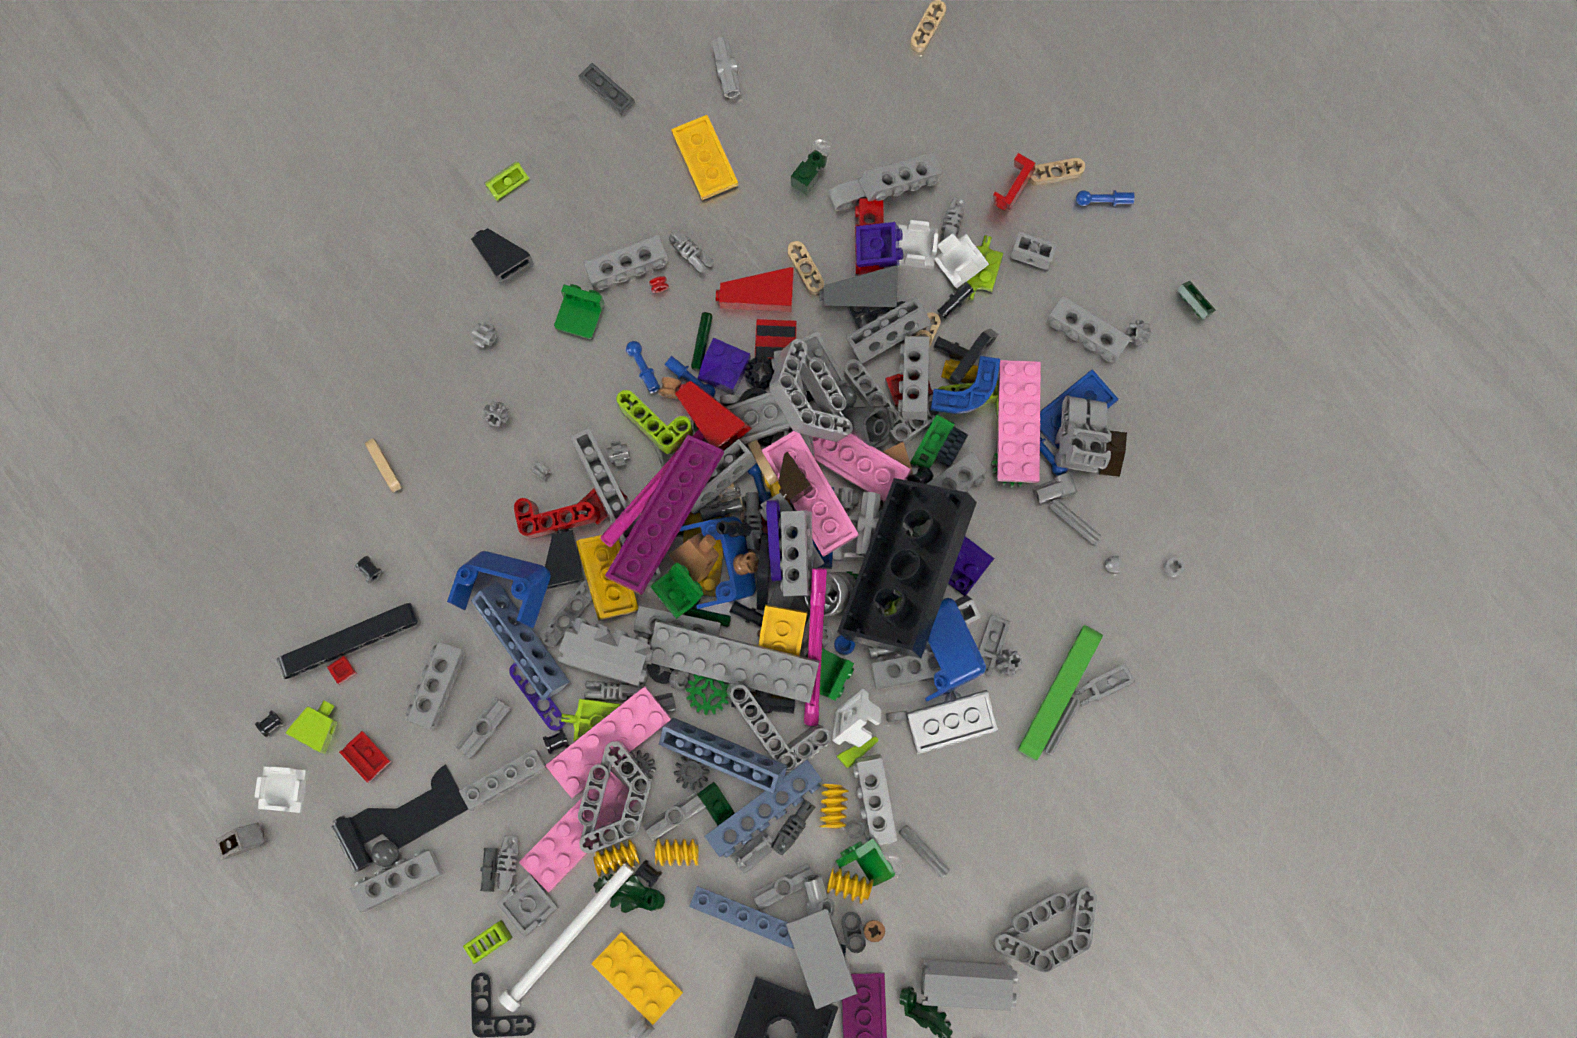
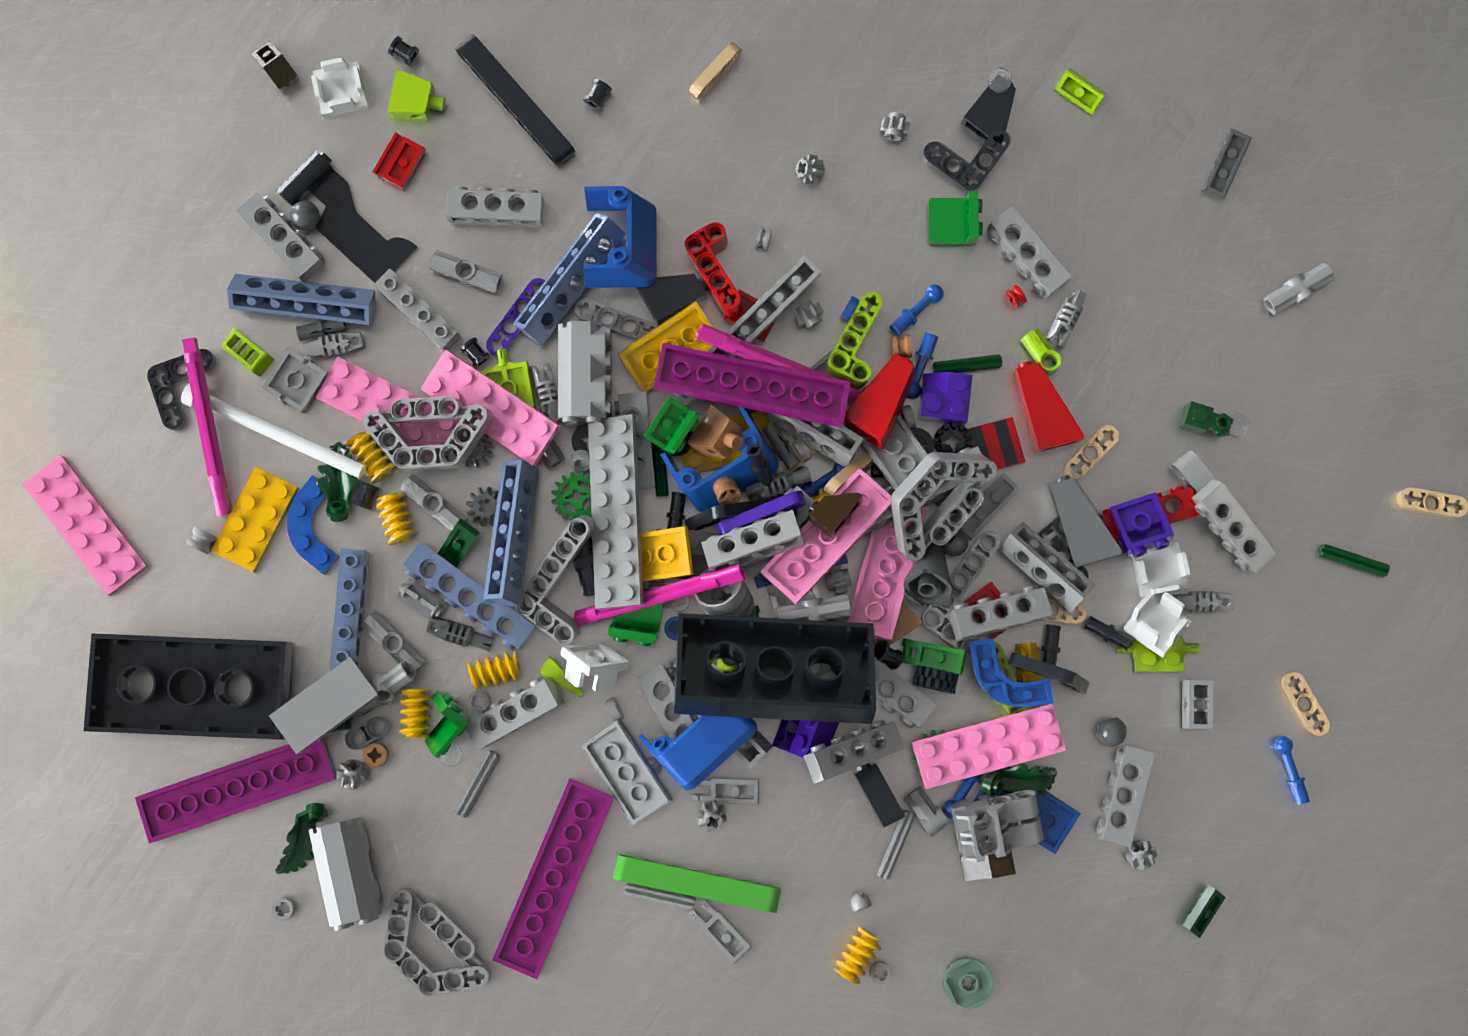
camera: 70 degrees right, 5 degrees up
(341, 670) = (483, 105): red tile -> none
(458, 878) = (301, 299): none -> sand blue brick
(476, 238) = (999, 79): none -> clear tile
(539, 289) = (966, 167): none -> black beam
(542, 994) = (206, 426): none -> dark pink piece
(623, 418) = (850, 307): none -> blue tile
(659, 939) = (301, 528): none -> blue plate
(704, 157) = (1182, 298): yellow plate -> none
(709, 280) = (1040, 350): none -> lime piece
(884, 956) = (352, 774): none -> light grey gear
(955, 98) = (1354, 560): none -> dark green axle
(992, 529) = (886, 742): none -> light grey brick
(1022, 810) = (553, 878): none -> magenta plate
(1027, 169) = (1271, 664): red panel -> none
(1032, 521) = (878, 794): none -> black slope
(1035, 324) = (1111, 732): none -> dark grey piece
(1052, 407) = (1019, 779): none -> dark green plant
(1156, 578) = (858, 956): none -> yellow piece
(1209, 490) = (981, 987): none -> sand green plate

